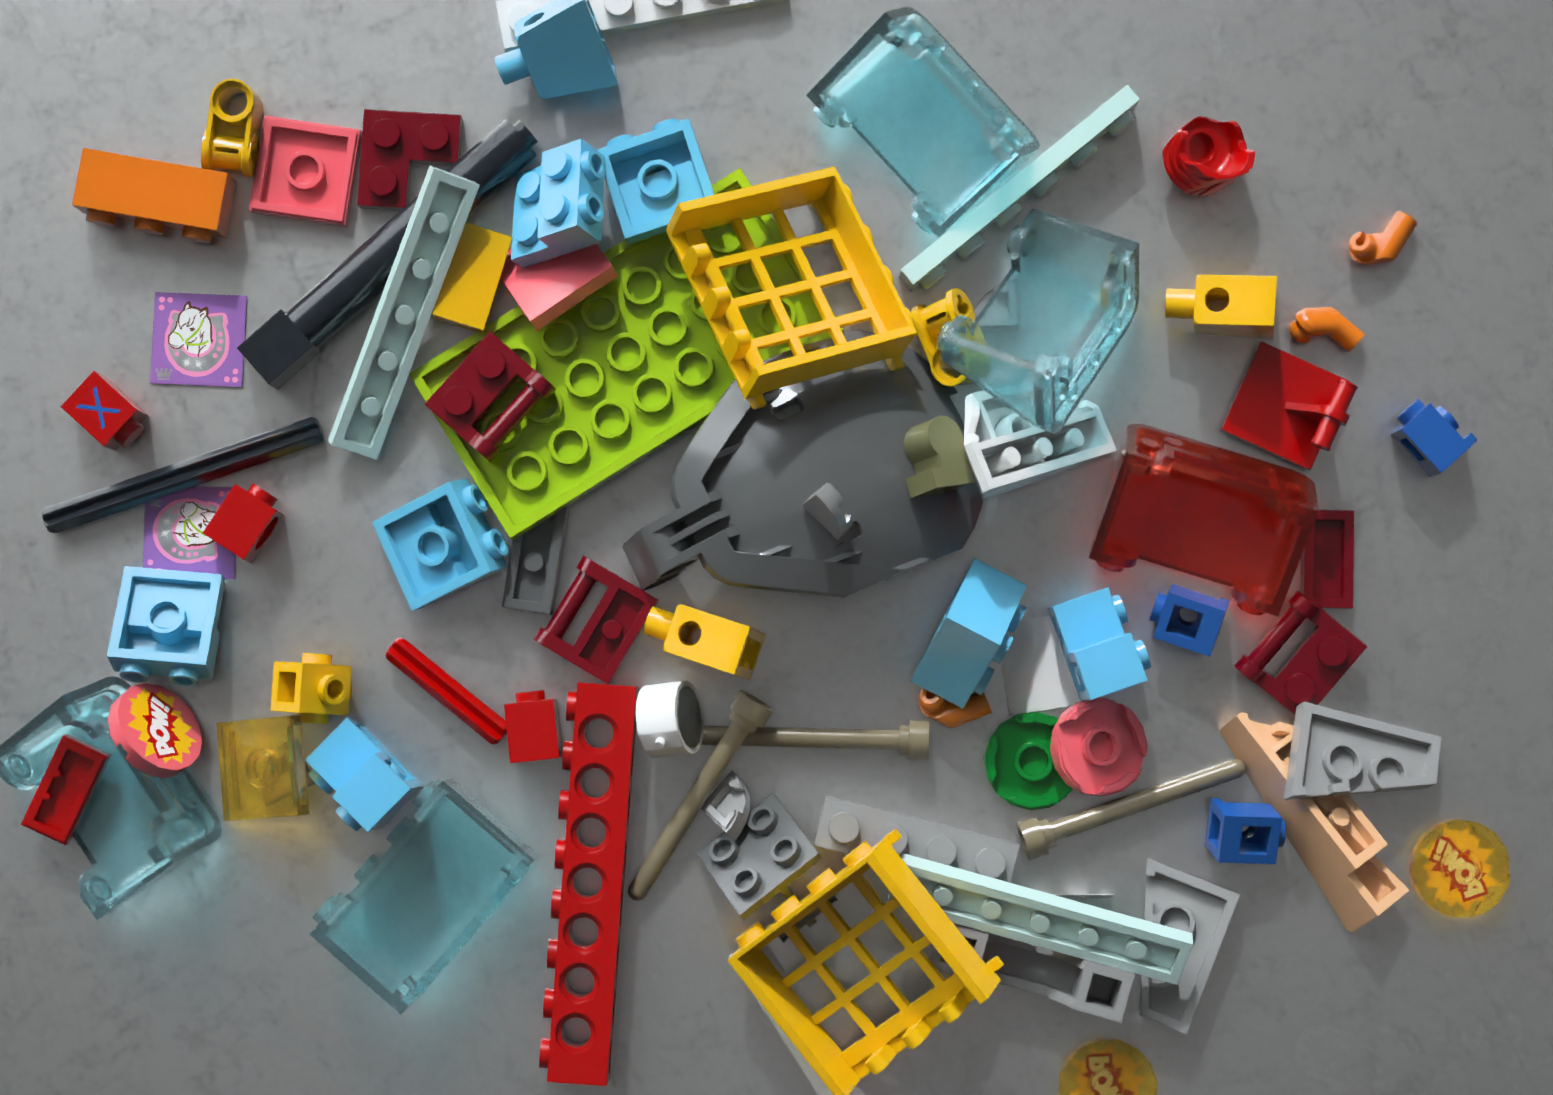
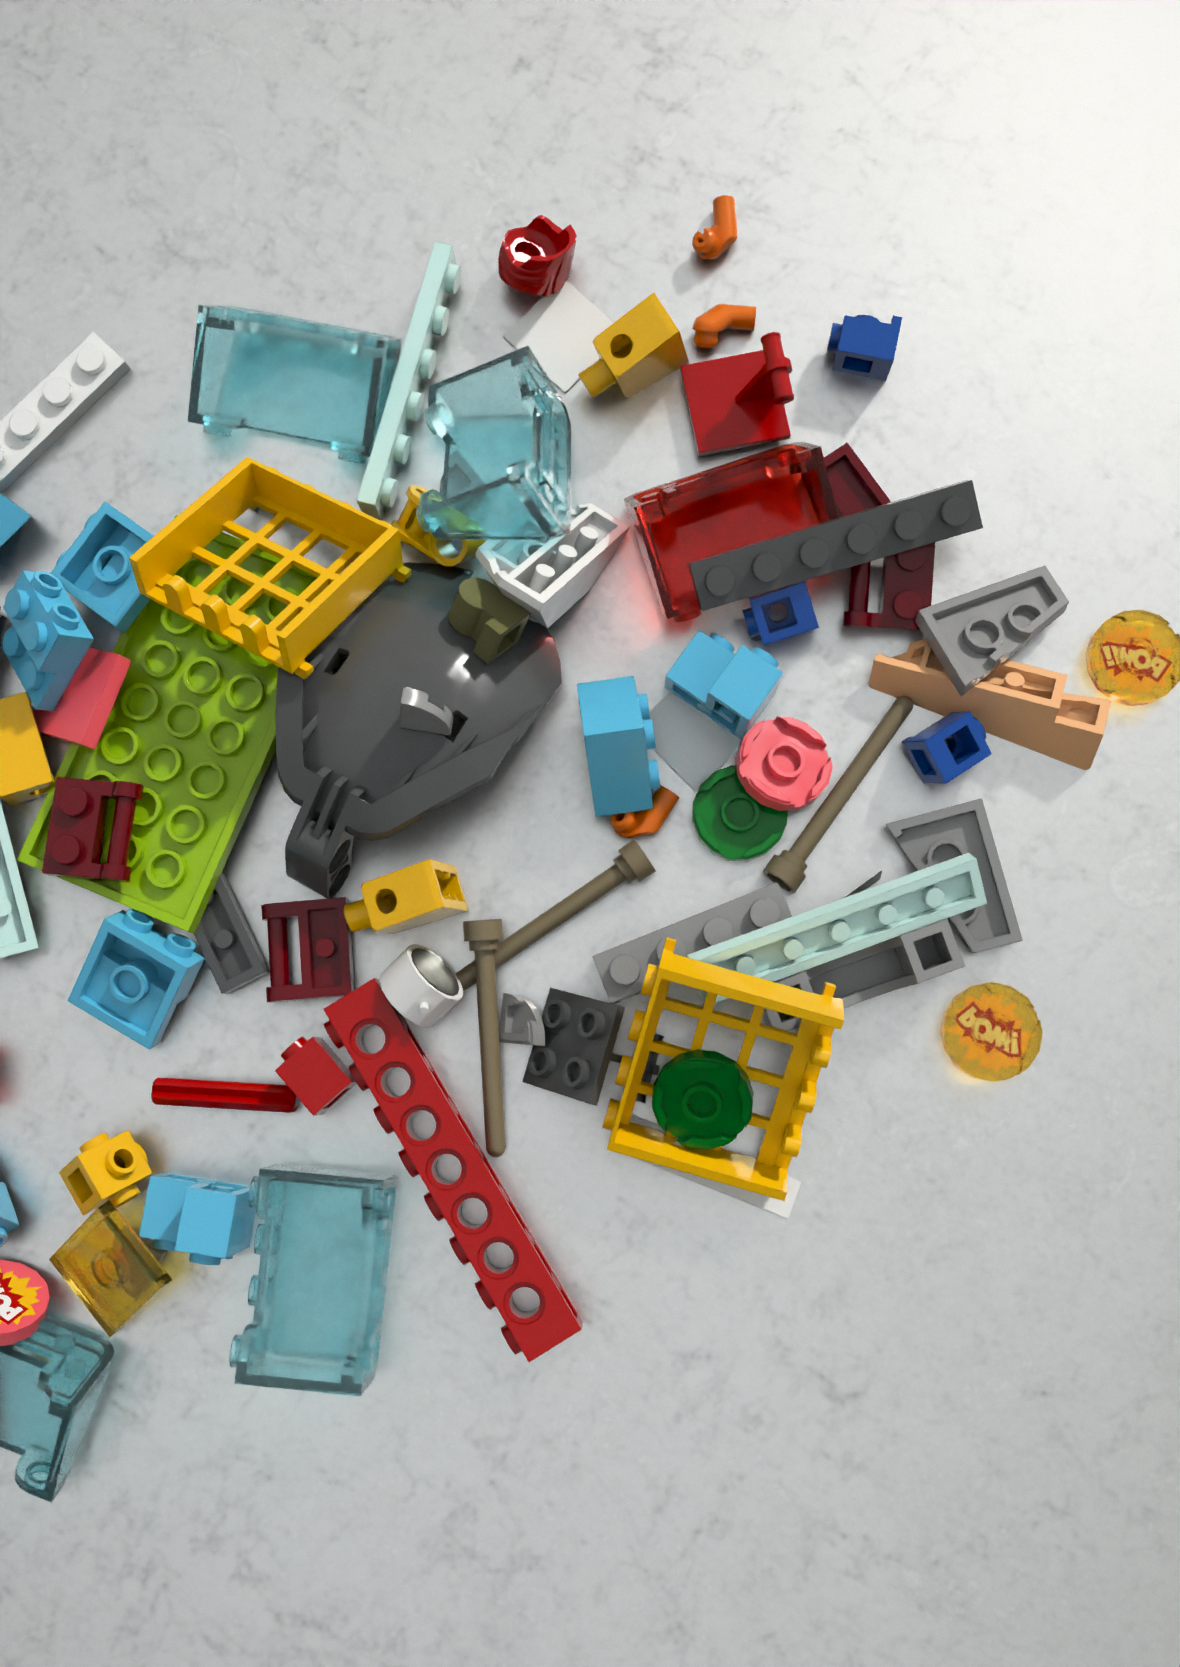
camera: 30 degrees left, 5 degrees down
(832, 975) = (702, 1099): none -> green tile
(1182, 238) = (561, 334): none -> white sticker
(1273, 599) = (835, 545): none -> dark grey plate

